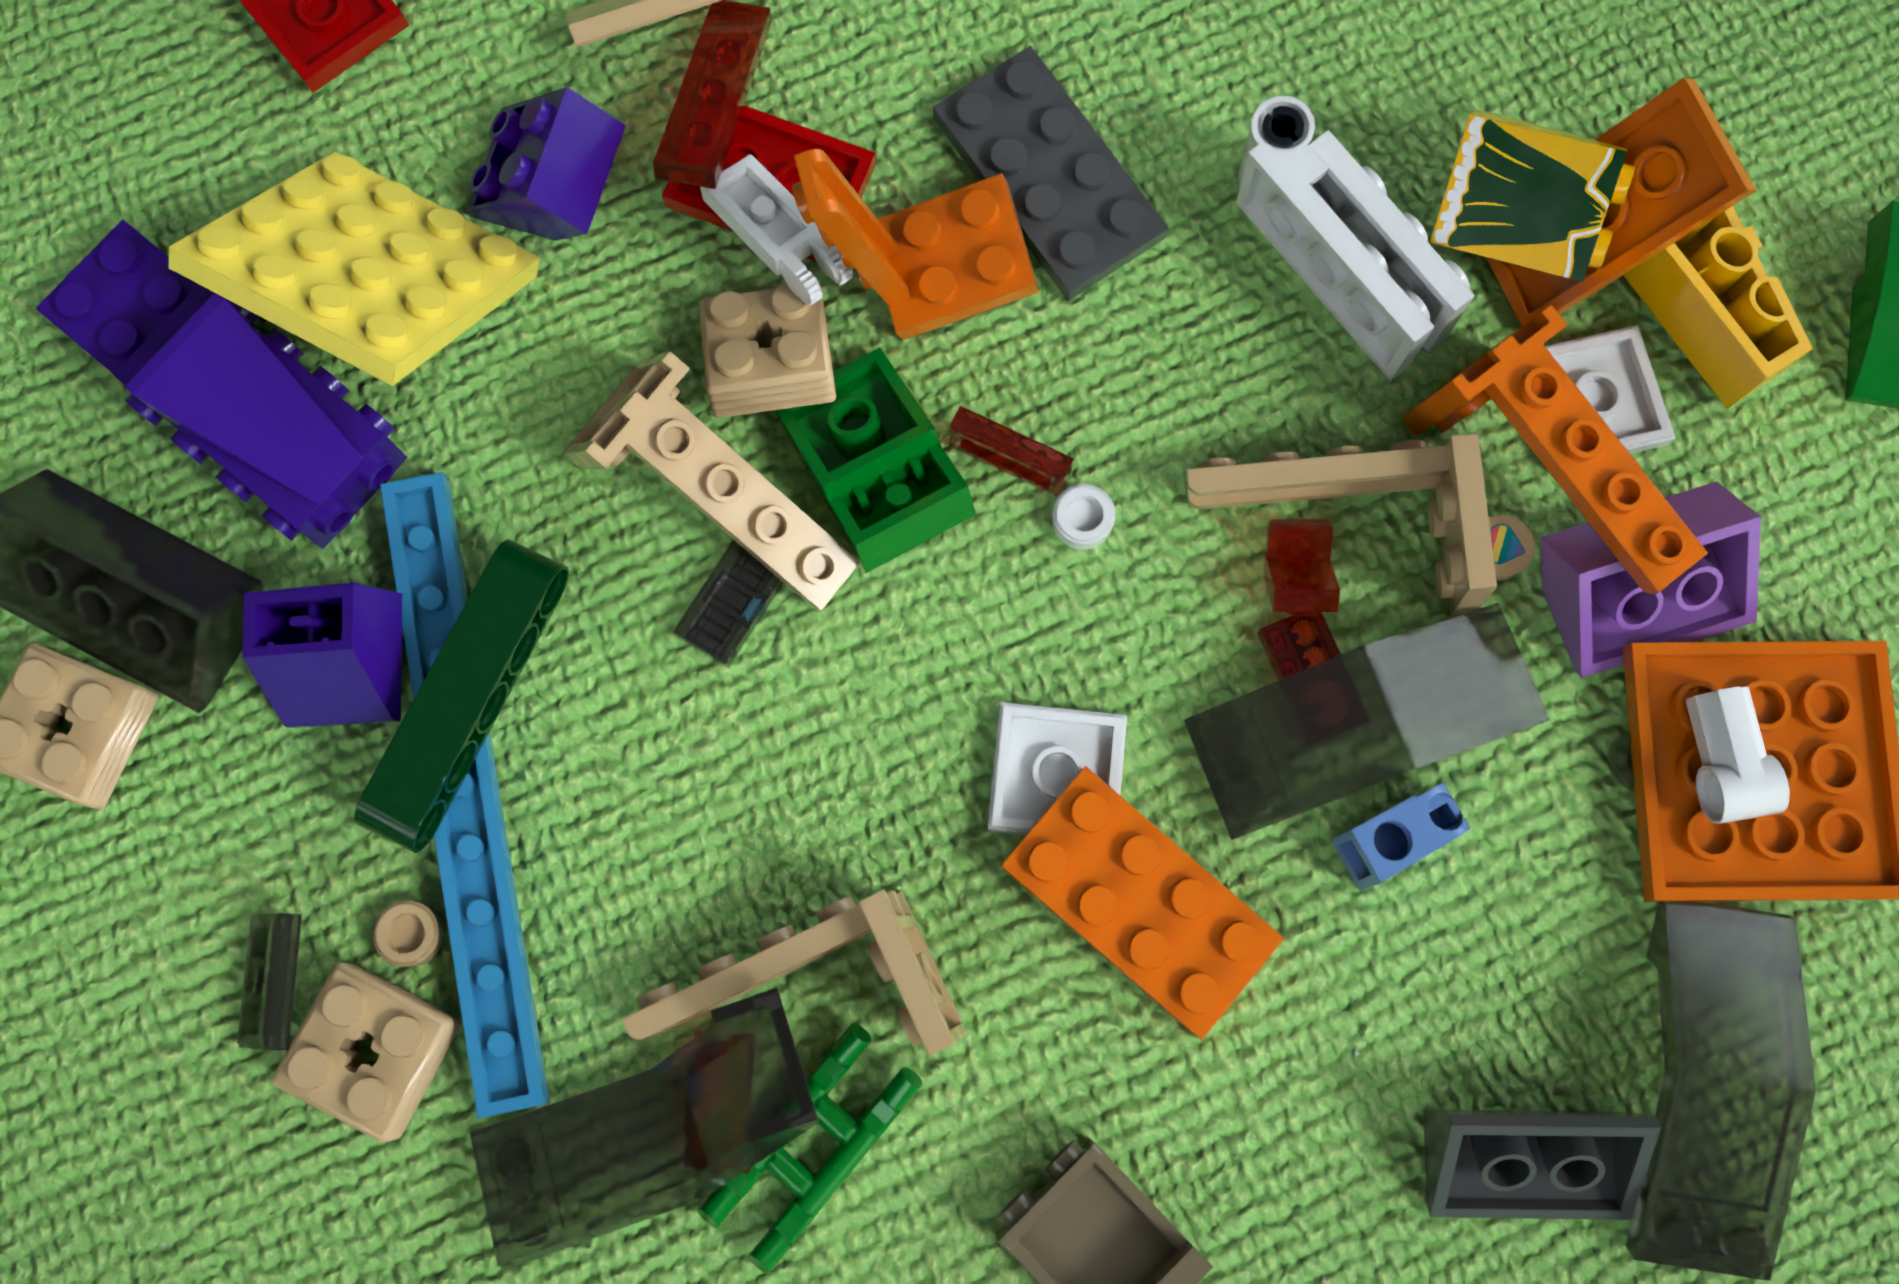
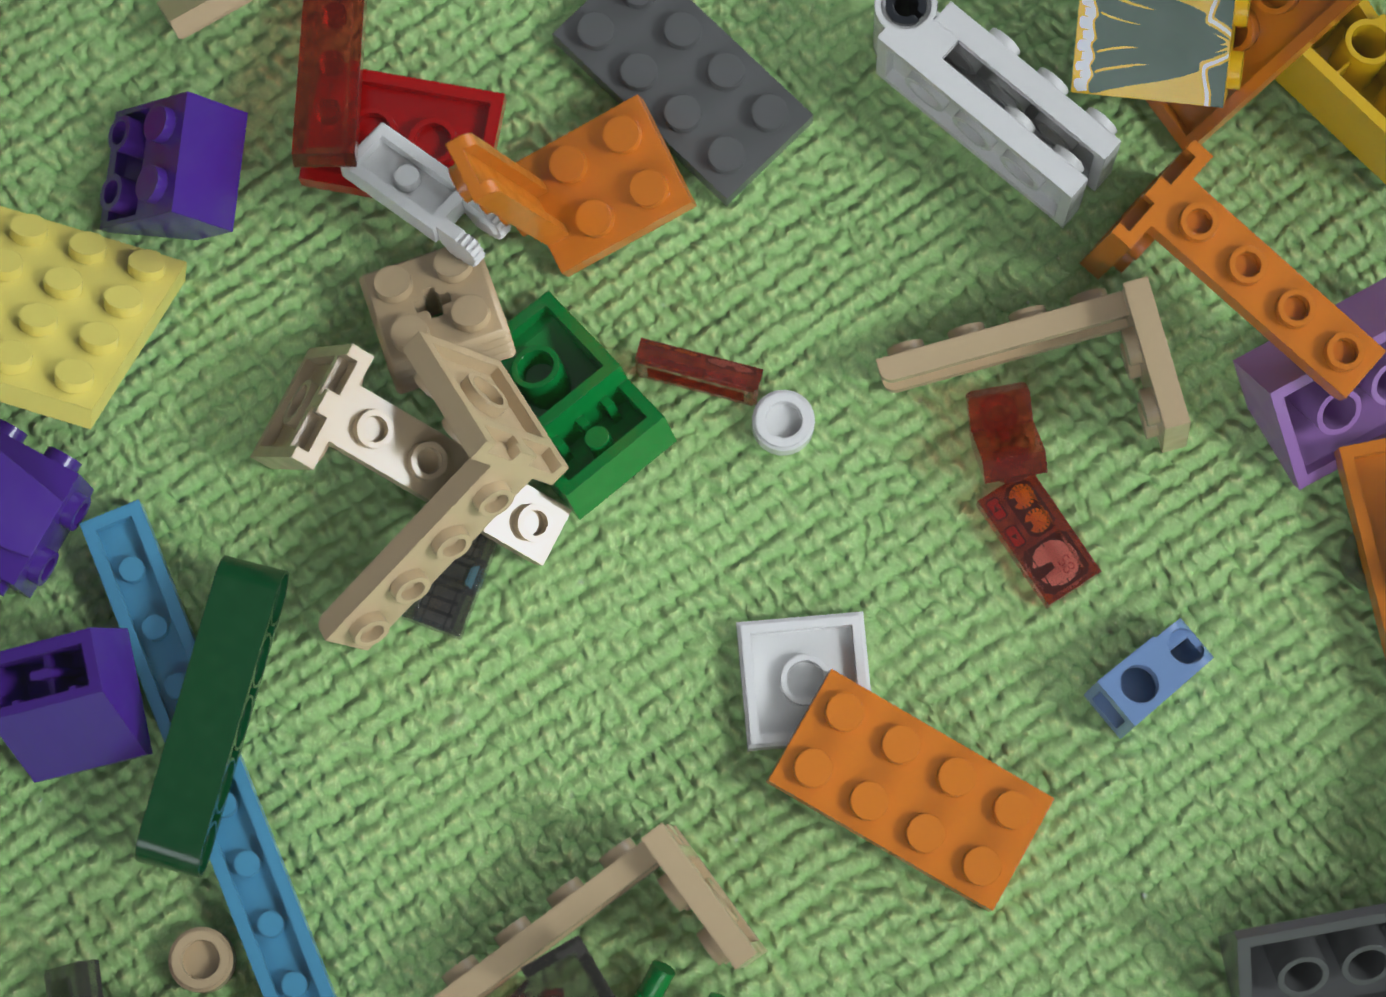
camera: 10 degrees left, 0 degrees up
(799, 488) = (504, 453): none -> tan bracket
(1365, 719) = (1095, 570): clear smoke windscreen -> none
(1511, 546) = (1202, 374): tile -> none
(1619, 384) = (1278, 197): white tile -> none

